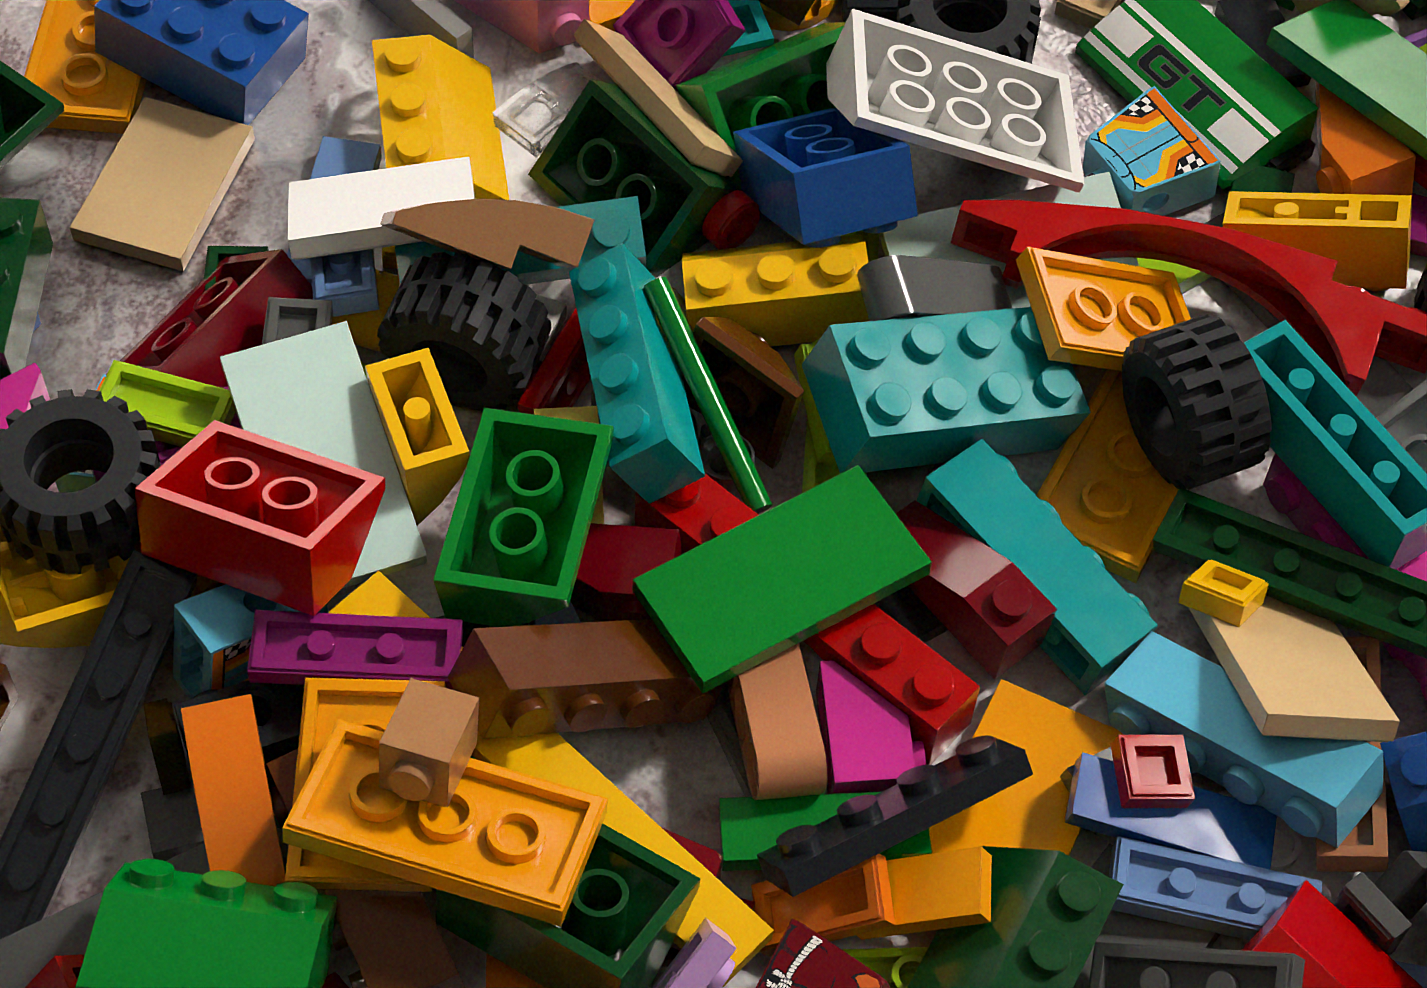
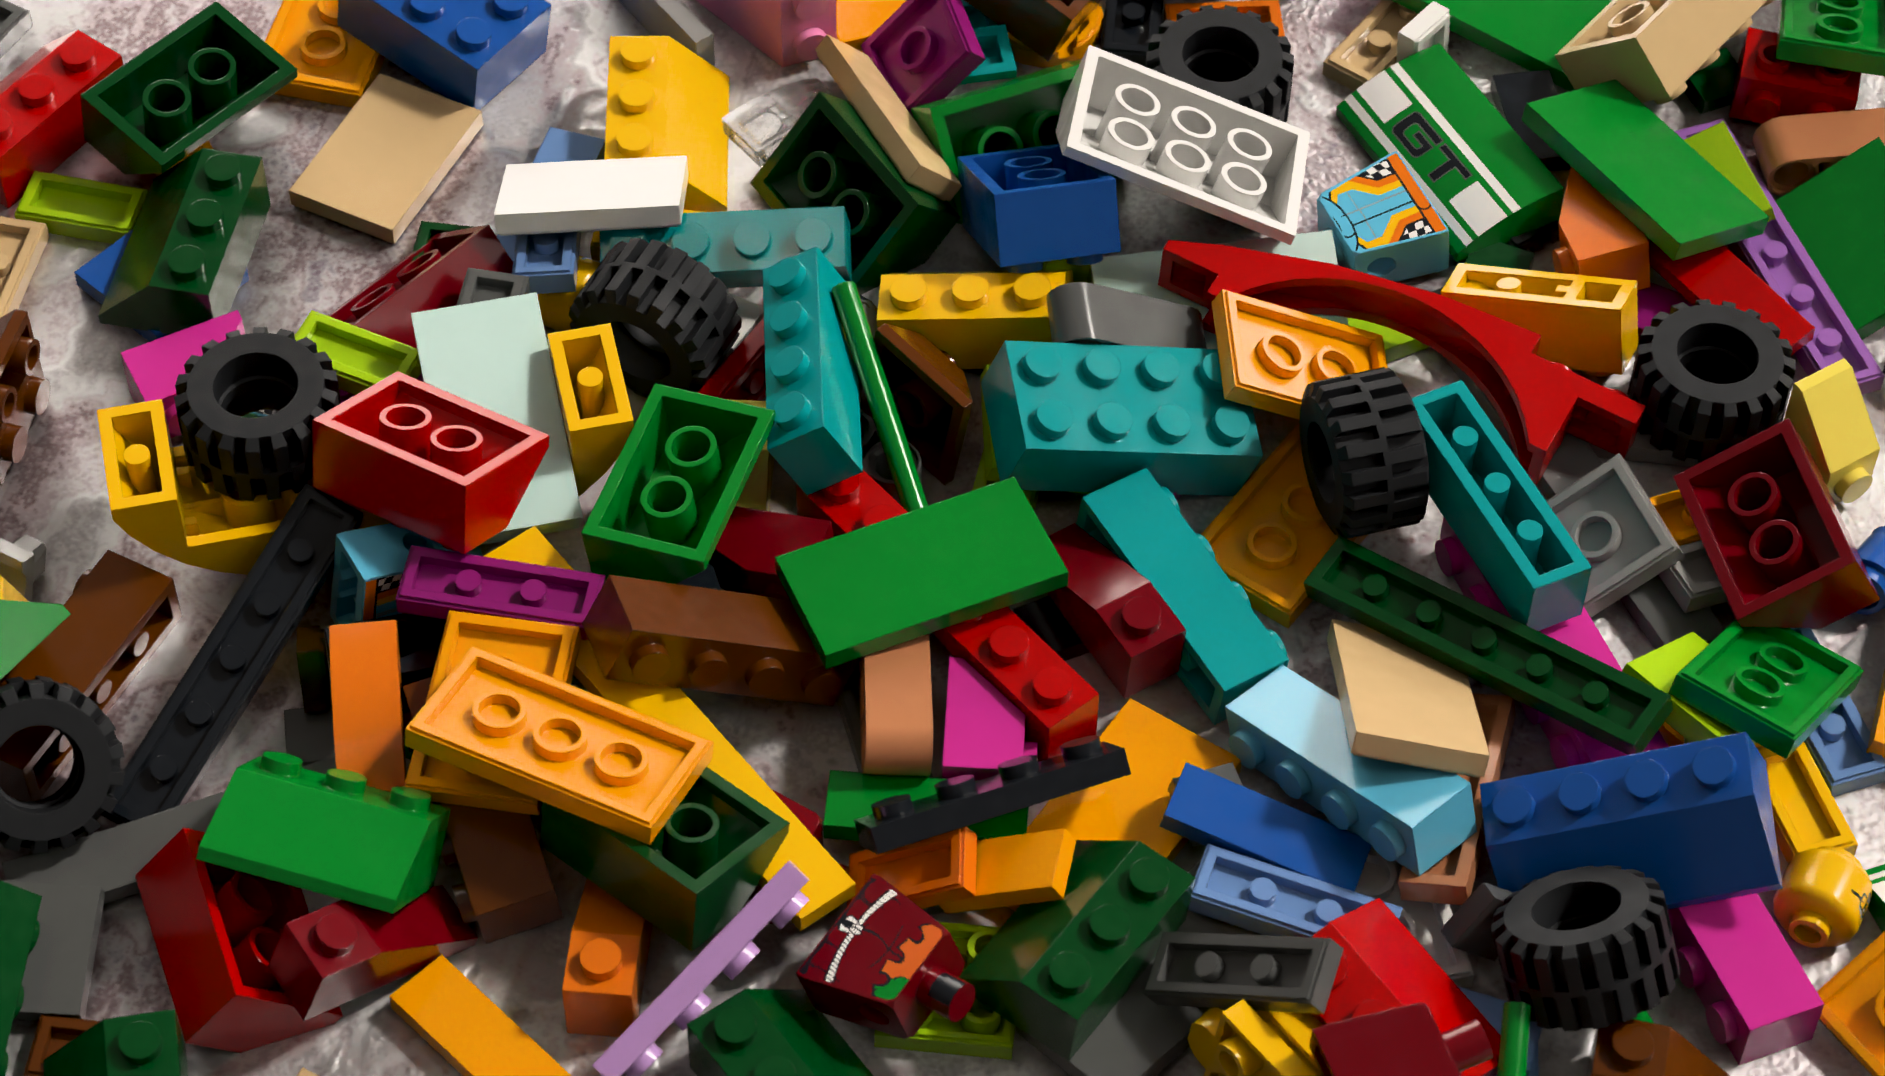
camera: 10 degrees right, 5 degrees down
(428, 743) = (550, 668): medium nougat brick -> none
(496, 229) = (694, 221): medium nougat slope -> none
(731, 220) = (944, 244): red tile -> none
(1152, 771) = (1250, 786): tile -> none
(1223, 592) = (1359, 634): yellow tile -> none
(1373, 913) = (1442, 939): dark grey tile -> none

